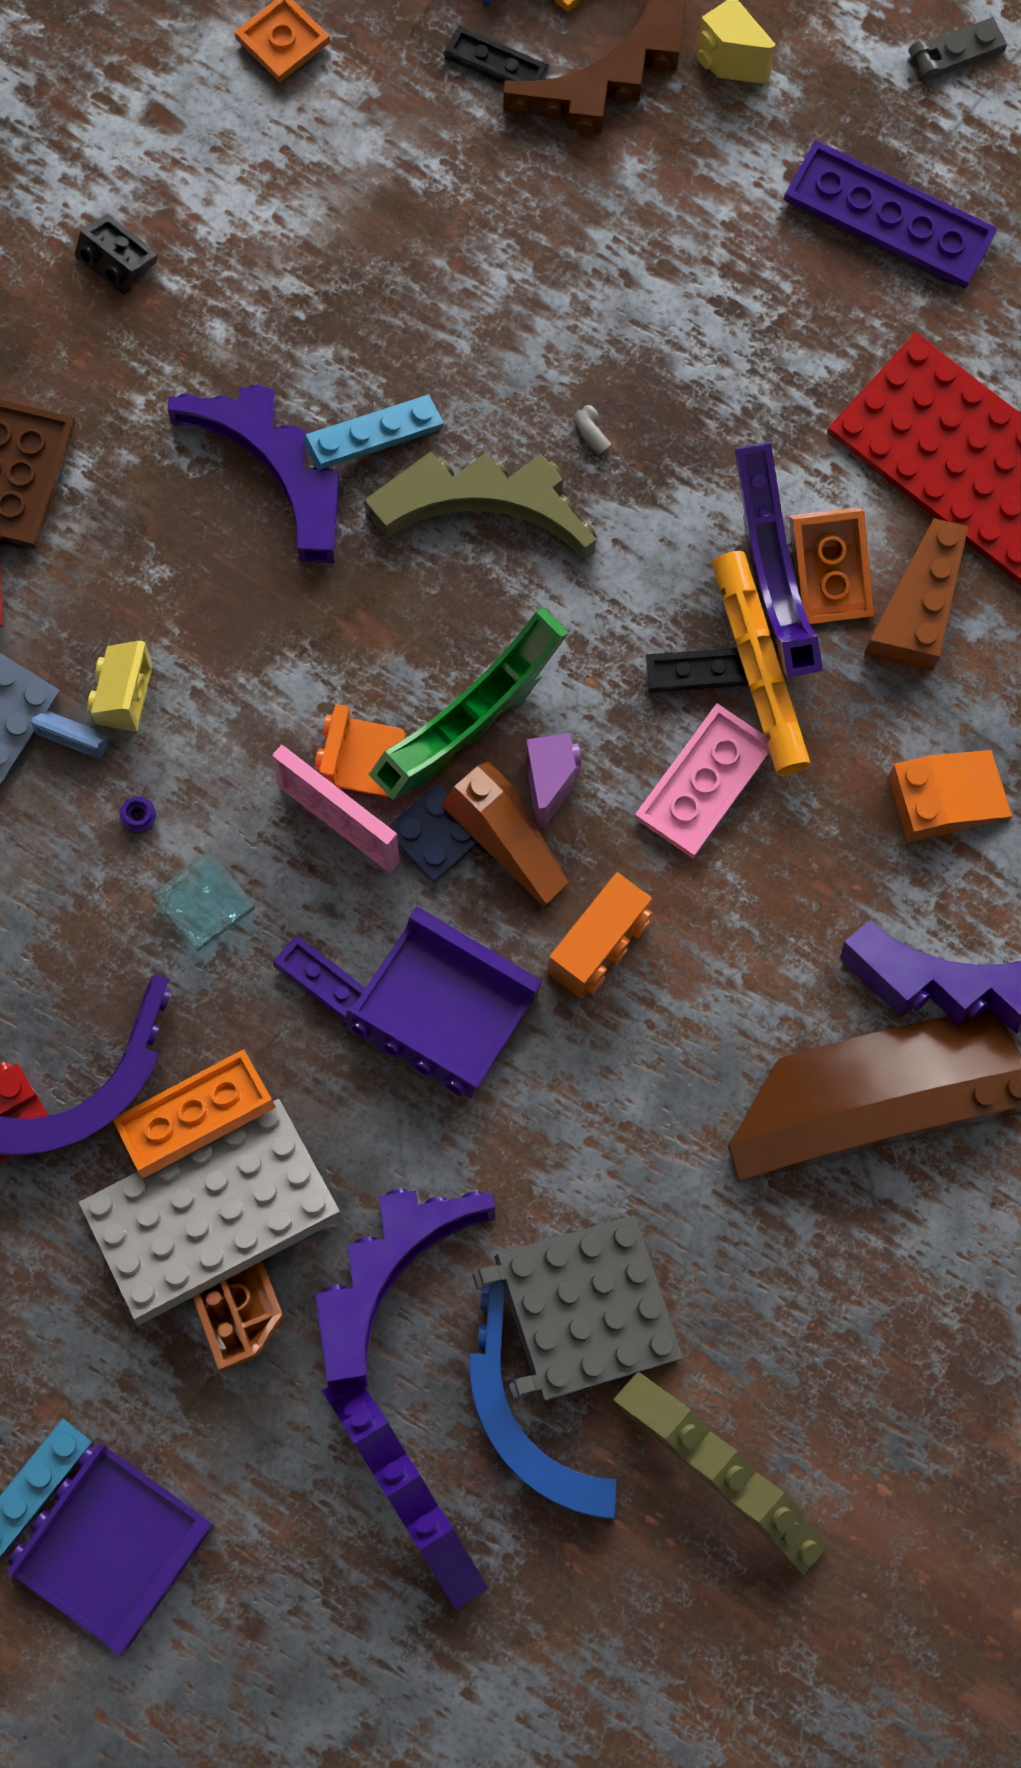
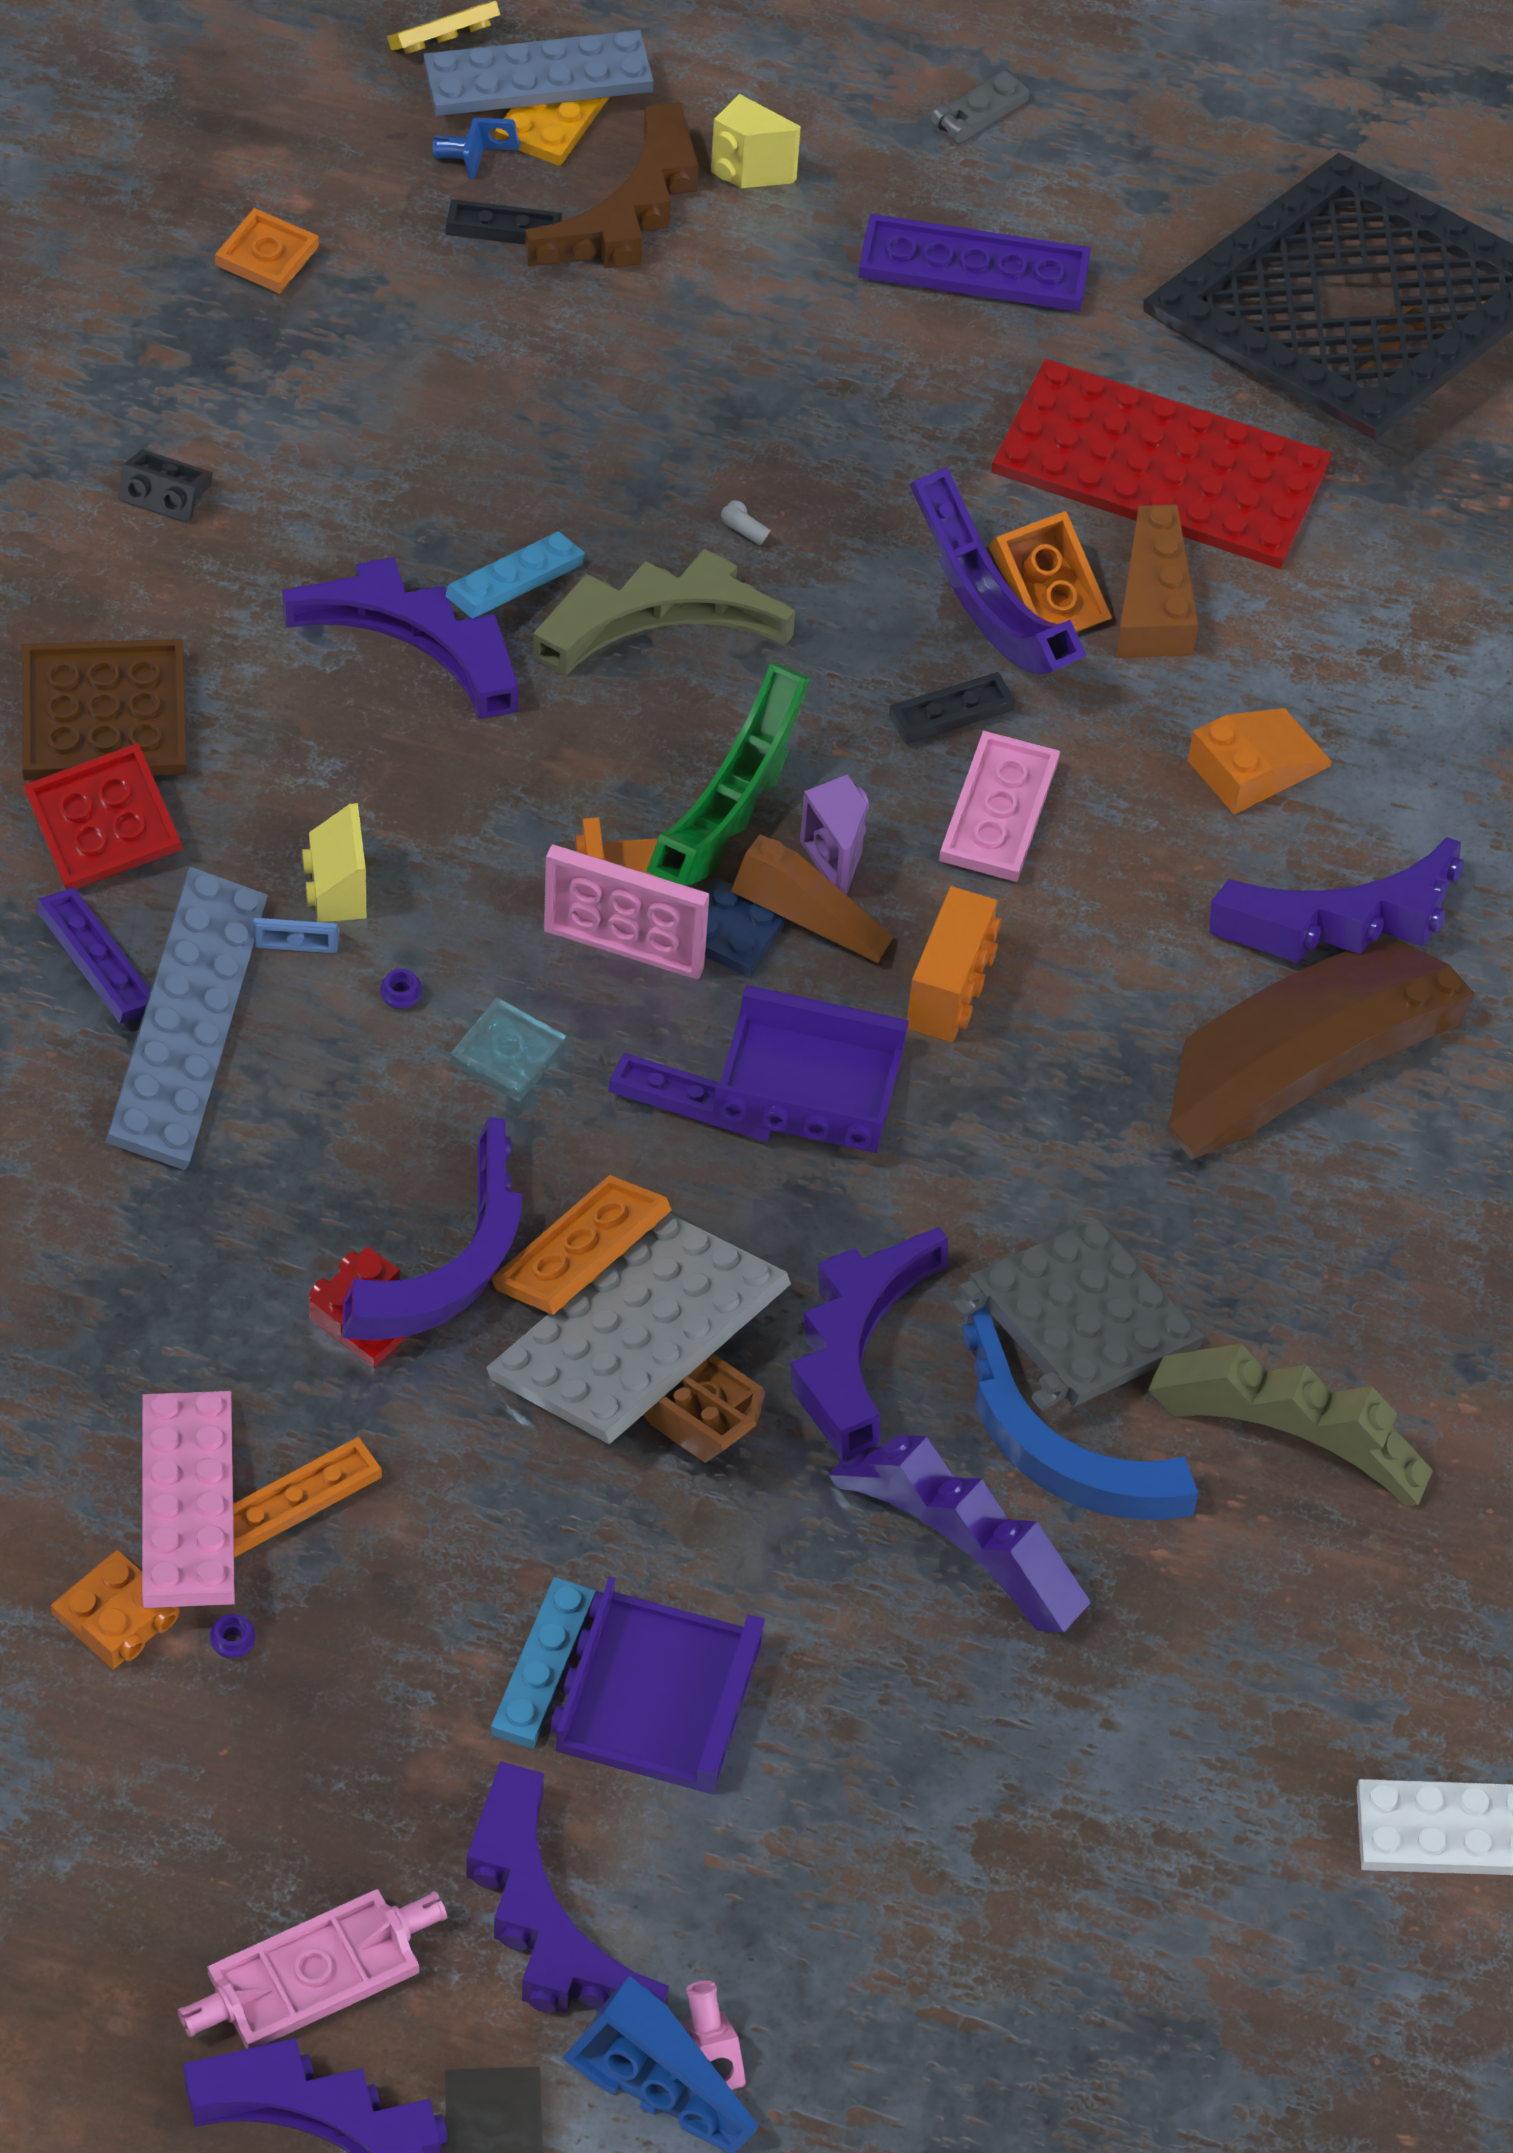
camera: 20 degrees left, 20 degrees down
(760, 663) = (1016, 677): light orange piece -> none

